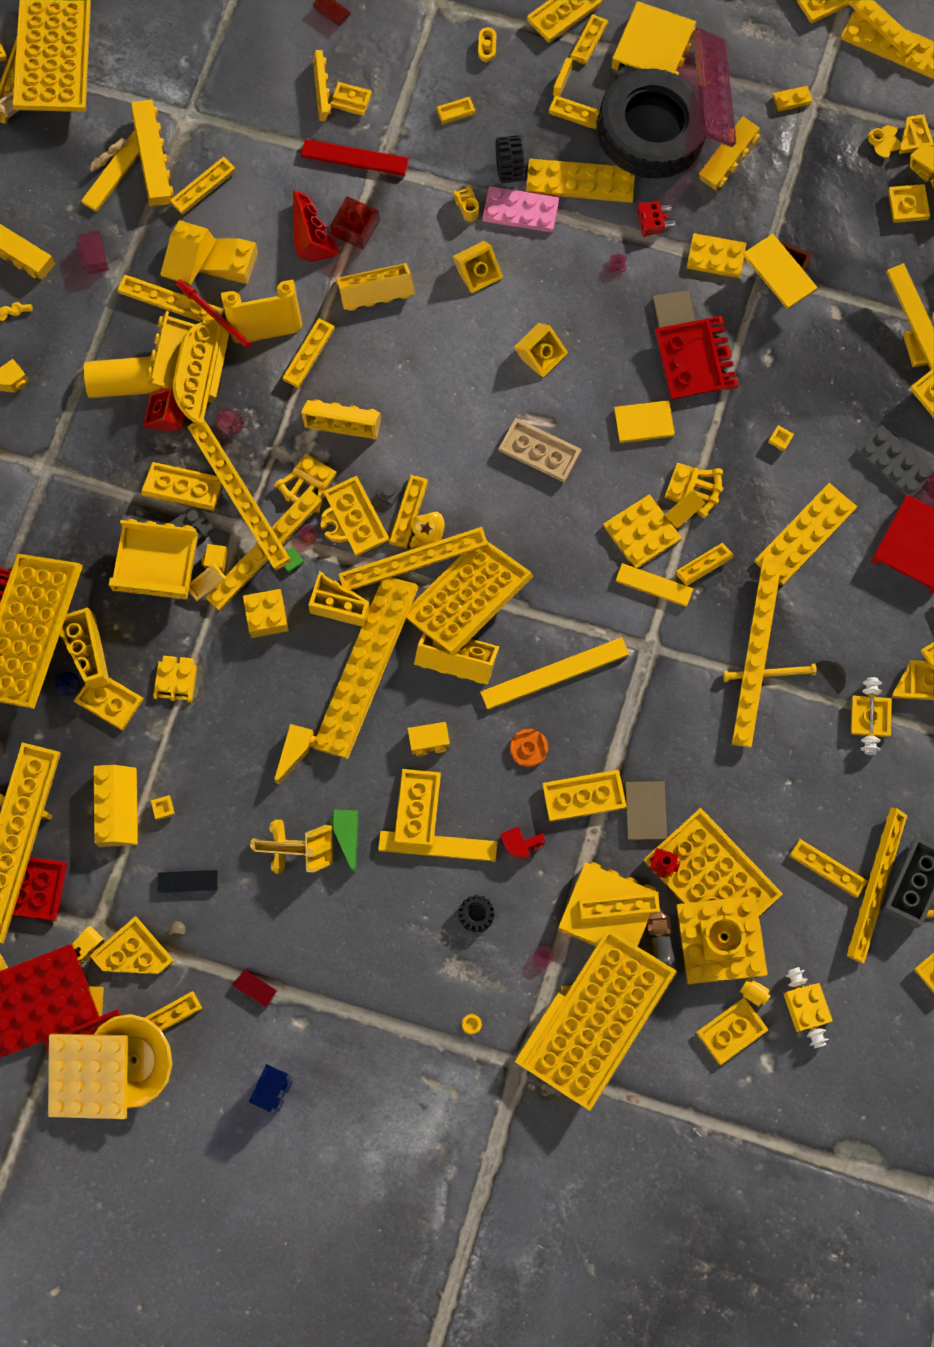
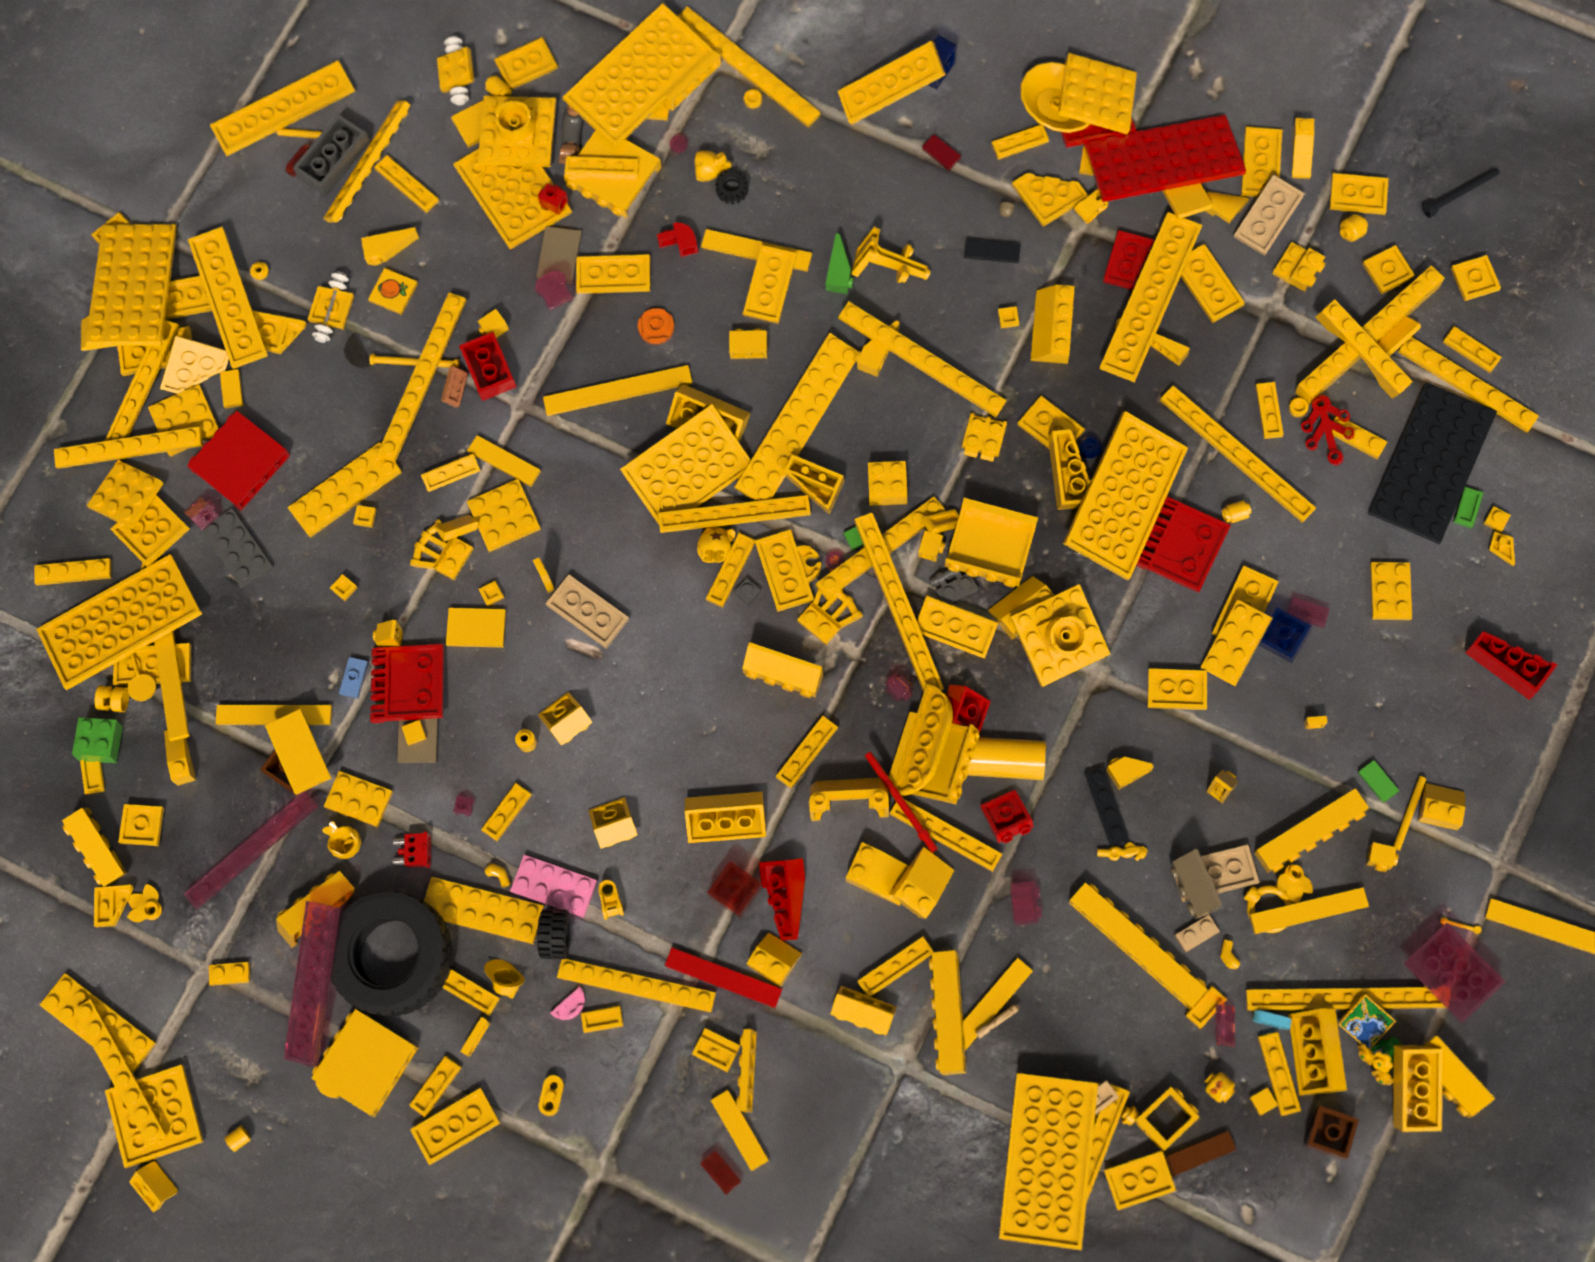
camera: 165 degrees left, 0 degrees up
(26, 347) = (1106, 807): none -> black plate
(79, 486) = (1042, 632): none -> yellow piece
(116, 322) = (1007, 817): none -> red plate
(118, 505) = (1024, 596): none -> yellow slope
(225, 144) = (863, 1010): none -> yellow brick
(247, 743) = (922, 359): none -> yellow plate
(312, 174) = (773, 959): none -> yellow slope
(316, 1049) = (891, 82): none -> yellow plate
(319, 41) = (739, 1130): none -> yellow tile
(428, 140) = (636, 985): none -> yellow plate
(485, 116) = (570, 1006): none -> bright pink tile
(485, 1063) = (751, 69): none -> yellow plate
(503, 930) = (710, 165): none -> yellow piece
(548, 126) = (504, 977): none -> yellow piece
(572, 322) = (528, 745): none -> yellow brick
(573, 212) = (500, 872): none -> yellow arm
(577, 264) = (506, 812): none -> yellow tile
(586, 464) = (543, 575): none -> yellow tile
(637, 456) = (491, 593): none -> yellow tile
(641, 762) = (553, 289): none -> clear pink piece
(678, 314) = (414, 732): none -> yellow tile
(692, 672) = (487, 366): none -> red brick
(698, 720) = (492, 323): none -> yellow brick
(720, 212) = (343, 841): none -> yellow hat
(721, 650) = (454, 386): none -> nougat plate
(725, 396) = (388, 634): none -> yellow slope
(749, 359) = (353, 677): none -> medium blue plate
(777, 948) = (469, 123): none -> yellow tile
(778, 509) = (364, 516): none -> yellow plate
(805, 193) = (250, 850): none -> clear pink plate
(811, 745) = (393, 291): none -> yellow tile
(815, 316) = (268, 713): none -> yellow tile
(837, 787) = (385, 246): none -> yellow slope
(887, 255) = (179, 760): none -> yellow slope

